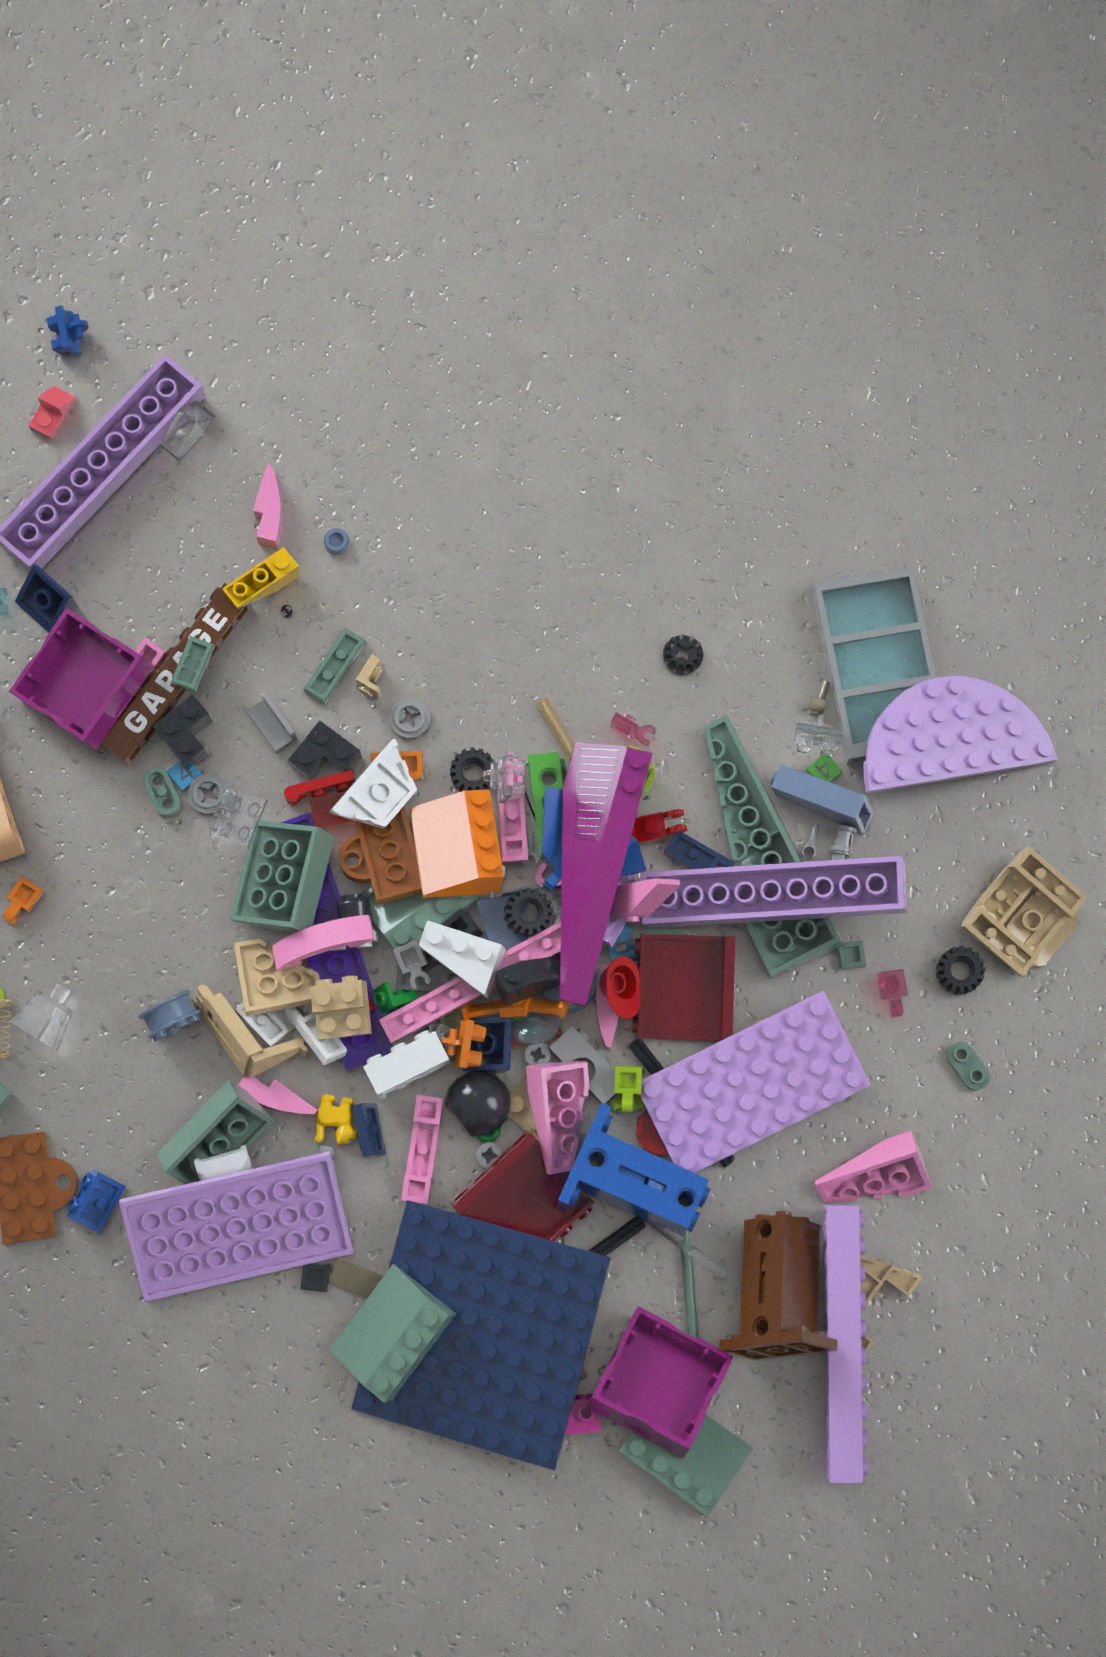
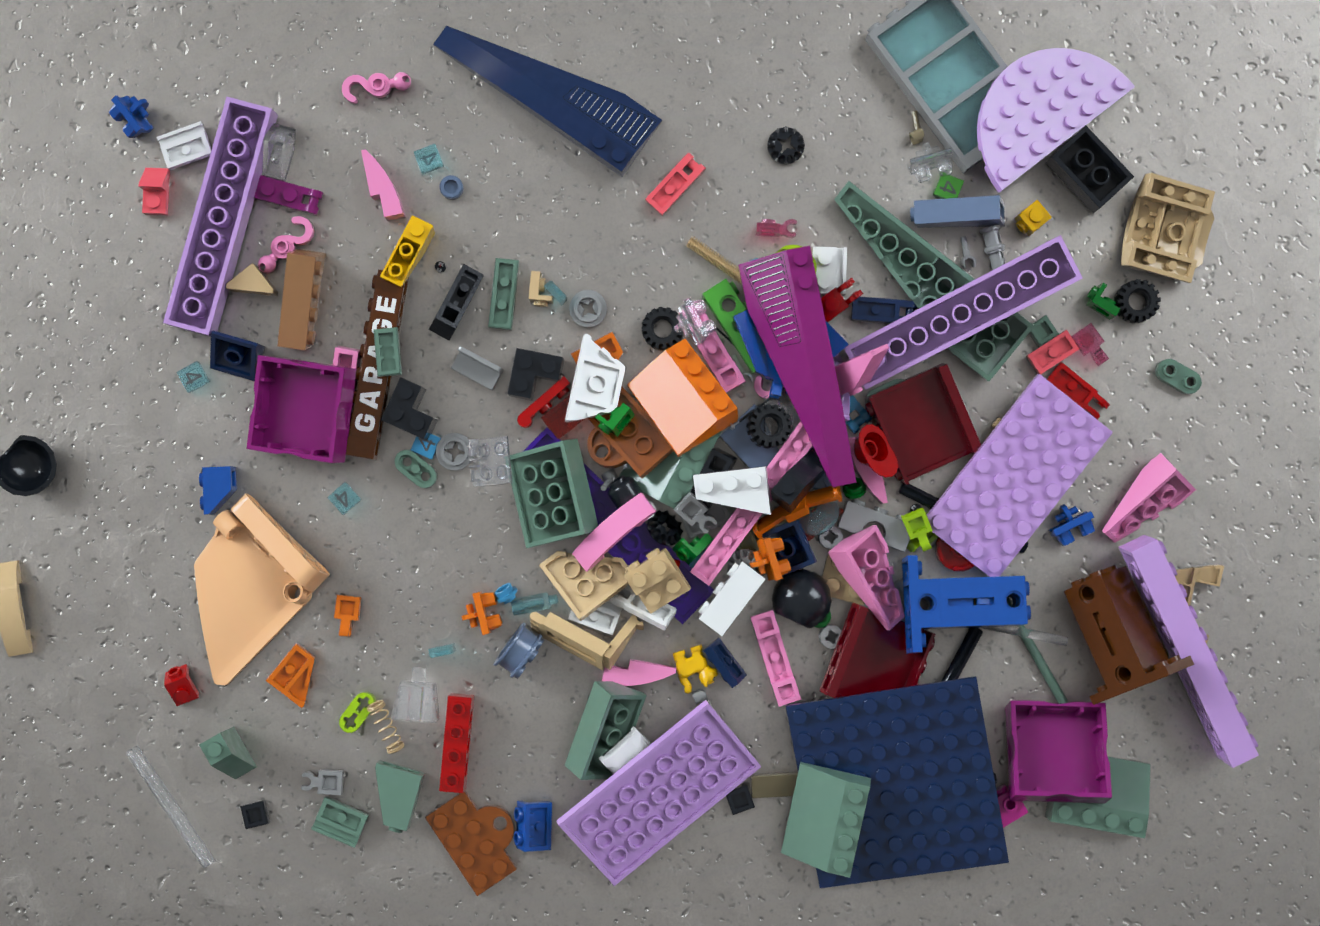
camera: 20 degrees left, 10 degrees up
(62, 1079) = (456, 743): none -> red brick
(77, 787) = (344, 498): none -> clear light blue tile
(95, 980) = (442, 650): none -> clear light blue tile
(97, 538) = (252, 281): none -> tan slope
(101, 382) = (185, 145): none -> white plate
(135, 576) = (300, 298): none -> medium nougat wedge
(146, 520) = (286, 243): none -> bright pink piece
(154, 975) = (486, 622): none -> orange hips
(175, 474) = (287, 195): none -> magenta plate
(187, 955) = (506, 593): none -> dark azure plate
(211, 978) = (533, 603): none -> clear light blue cylinder
(283, 651) = (456, 302): none -> black slope
(314, 412) = (377, 85): none -> bright pink piece
(328, 504) = (428, 159): none -> clear light blue tile
(346, 889) = (608, 477): none -> light grey hand
(368, 965) = (658, 531): none -> black gear
(381, 837) = (618, 420): none -> green bracket
(386, 688) = (555, 292): none -> clear light blue tile
(502, 532) = (584, 112): none -> dark blue wedge
(555, 640) = (674, 184): none -> coral plate
(585, 1019) = (854, 490): none -> green plate
(667, 792) = (831, 267): none -> white plate
(799, 1163) = (1063, 532): none -> blue hips
(850, 980) = (1052, 352): none -> coral plate
(857, 1028) = (1076, 388): none -> red hinge
(893, 839) = (1032, 218): none -> yellow bracket
(924, 958) = (1102, 305): none -> green bracket
(972, 817) = (1089, 169): none -> black brick

